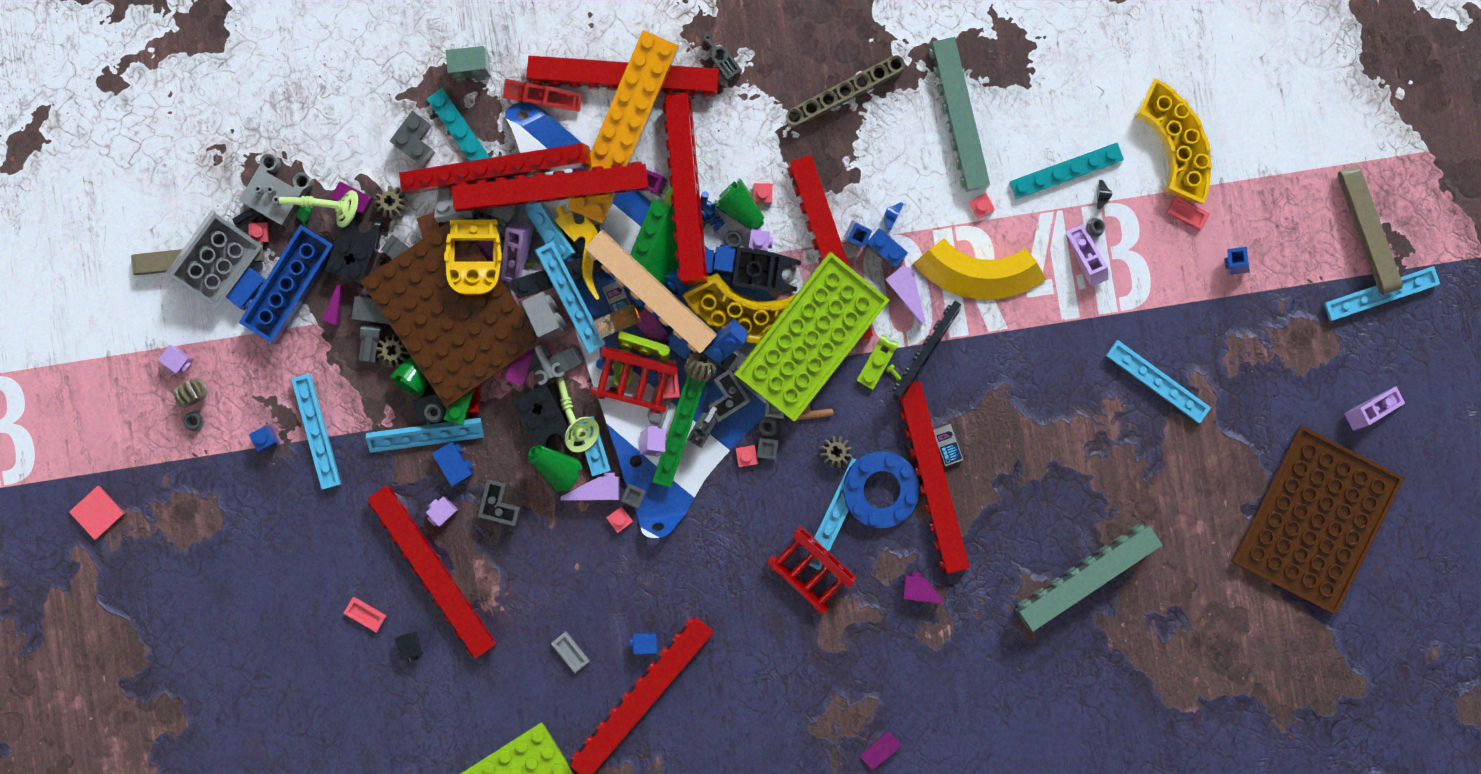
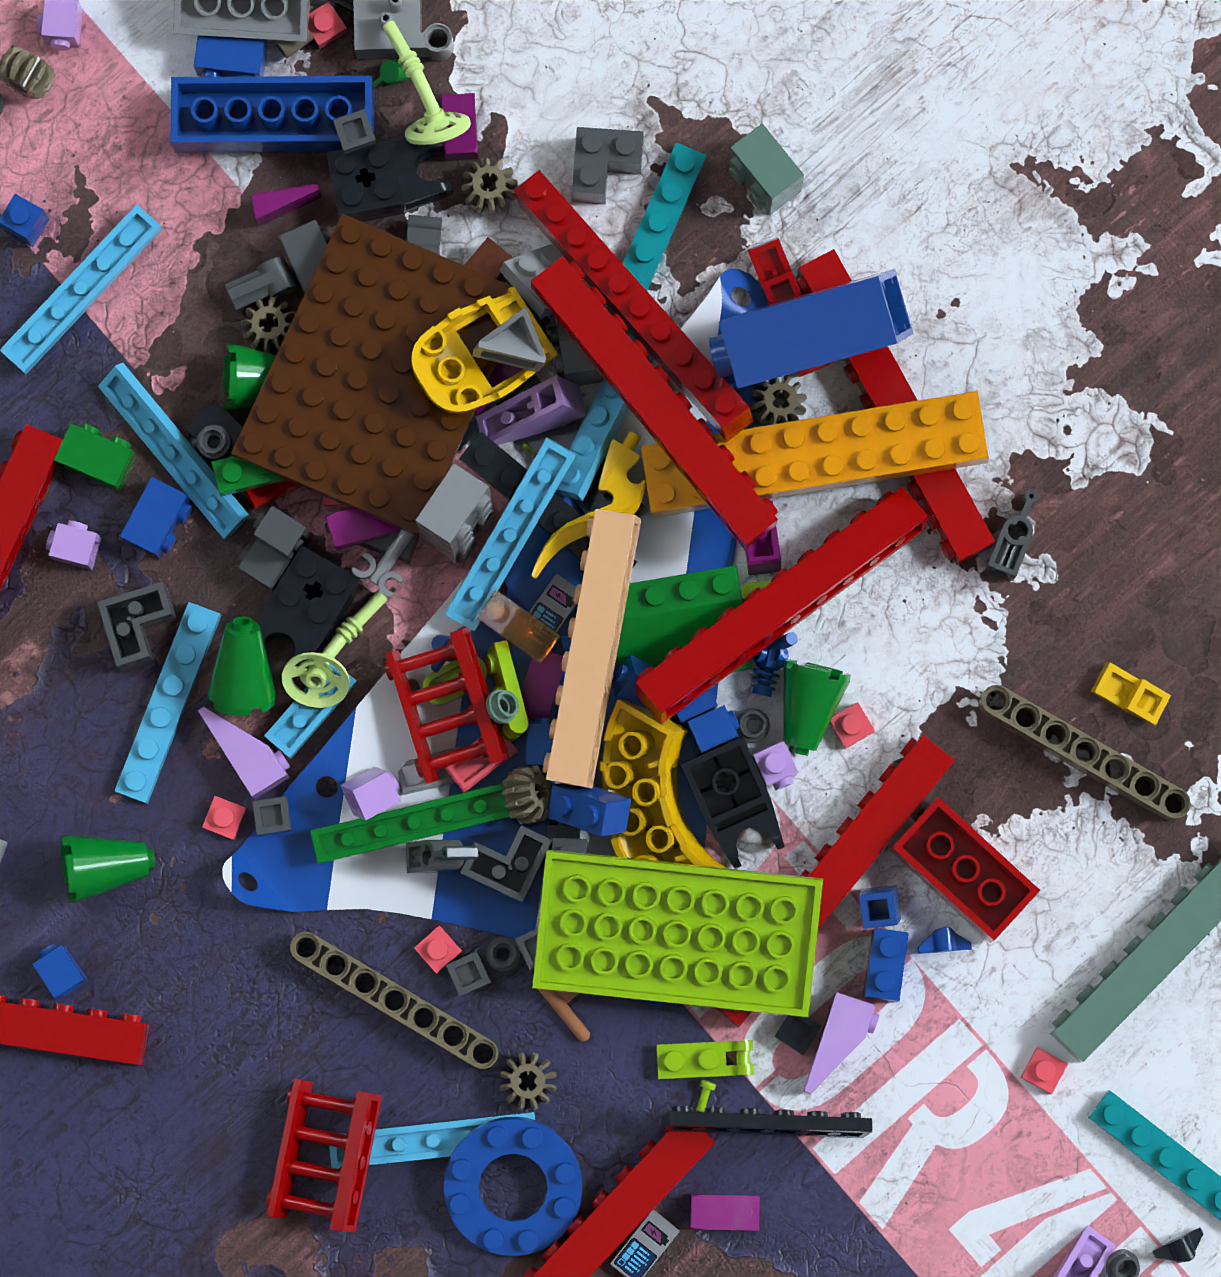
camera: 60 degrees right, 5 degrees down
(323, 249) = (354, 131): none -> dark grey plate
(404, 474) = (95, 456): none -> green brick
(480, 236) = (513, 344): none -> light grey slope
(505, 416) = (274, 549): none -> dark grey brick
(546, 512) = (168, 703): none -> medium azure plate
(563, 89) = (811, 330): none -> blue brick
(568, 359) = (416, 590): dark grey piece -> none
(578, 132) = (772, 391): none -> dark tan gear
(606, 592) = (102, 864): none -> green cone
(651, 352) = (502, 706): none -> sand green plate
(768, 490) = (377, 998): none -> dark tan beam
(830, 52) = (1130, 693): none -> yellow slope
(865, 182) = (964, 870): none -> red brick
(892, 310) = (798, 1032): none -> black plate
(954, 397) = (724, 1212): none -> magenta slope
(979, 277) = (931, 1135): yellow brick -> none

